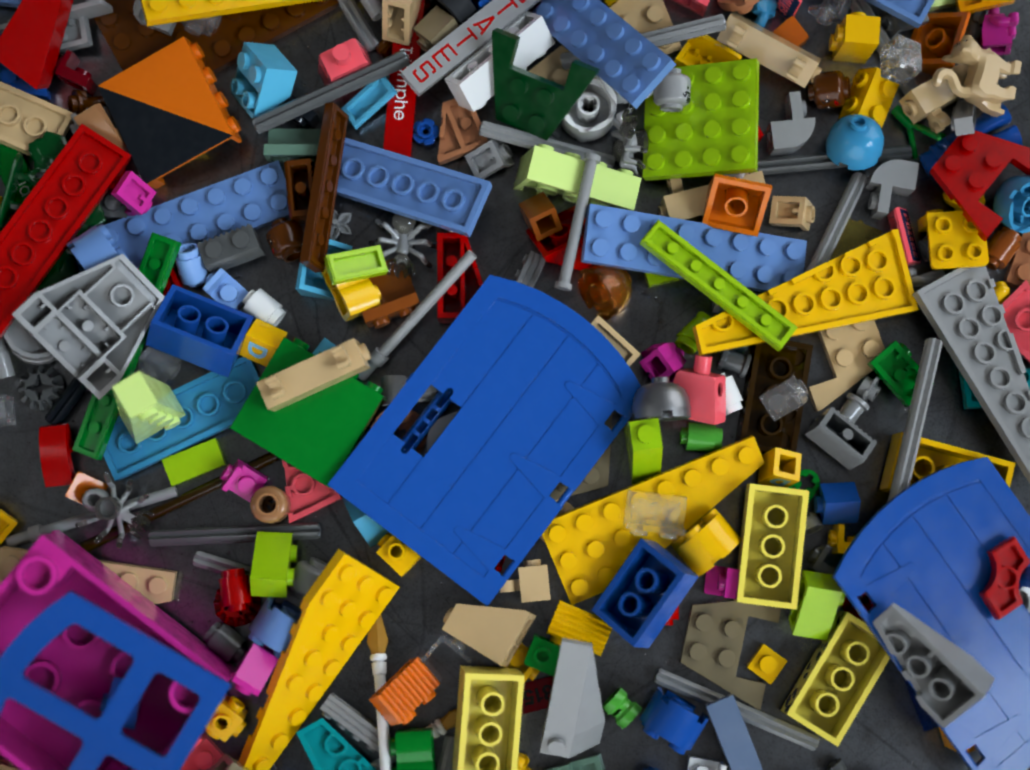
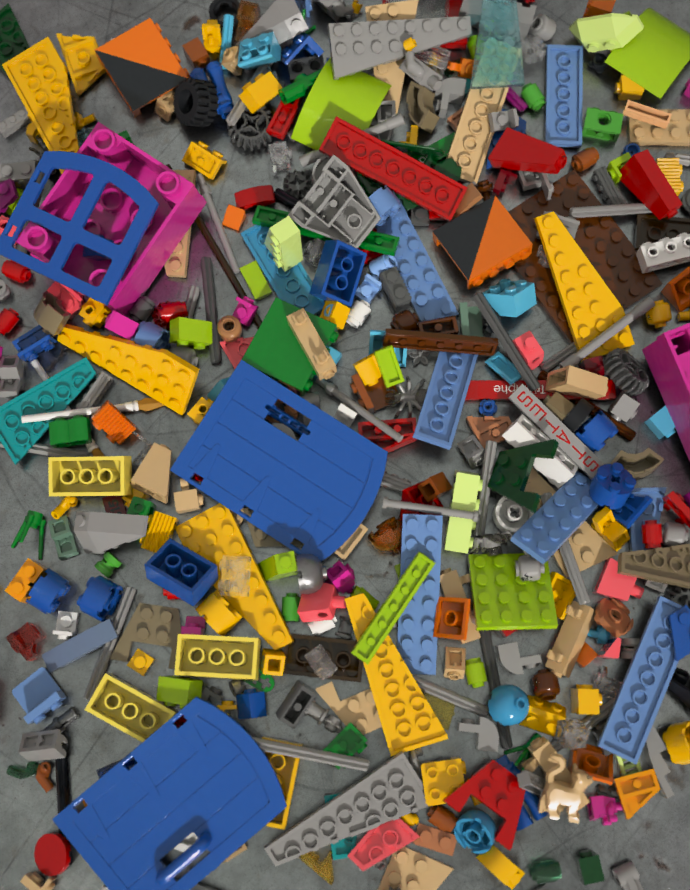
camera: 90 degrees right, 5 degrees down
(111, 508) = (222, 230): animal -> none
(134, 194) = (425, 224): dark pink bracket -> none
(421, 338) = (345, 414): none -> white bracket
(807, 184) = (475, 672): none -> lime brick
(900, 220) = (445, 747): coral slope -> none
(940, 672) = (133, 776): light grey wedge -> none
(1007, 565) = (193, 820): red tile -> none

